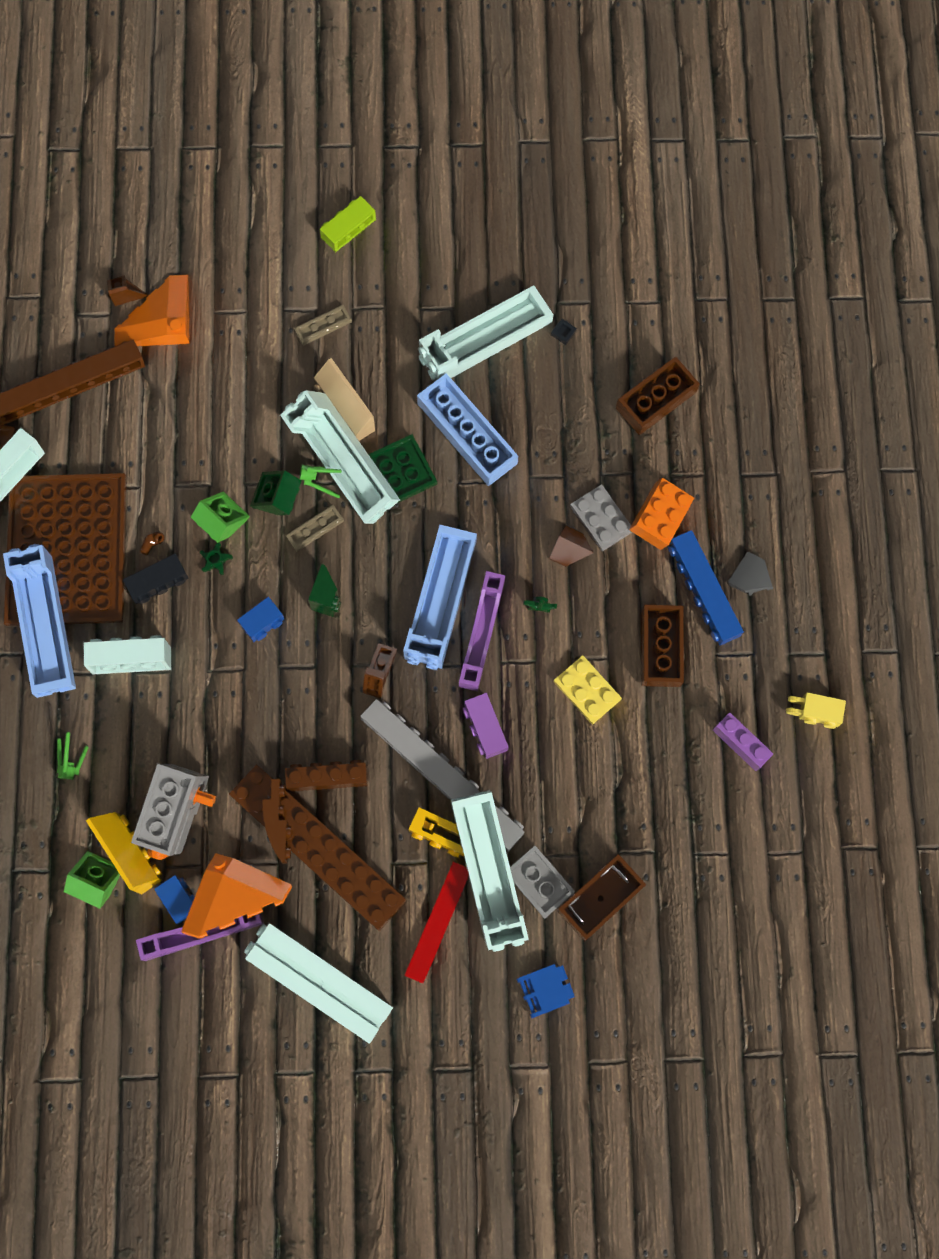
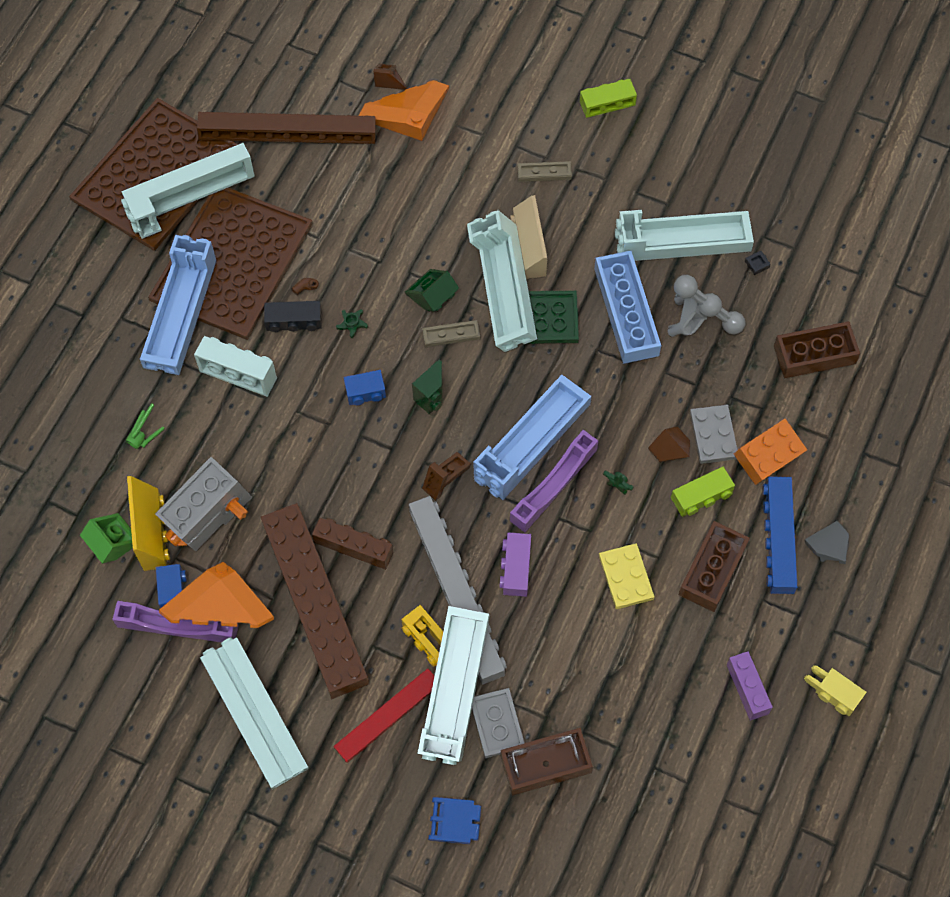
camera: 30 degrees right, 10 degrees down
(219, 516) = (373, 288): bright green slope -> none
(276, 829) = (285, 561): reddish brown slope -> none
(309, 473) = (468, 284): bright green plant -> none
(536, 402) = (700, 306): none -> light grey connector
(619, 579) = (703, 492): none -> lime brick

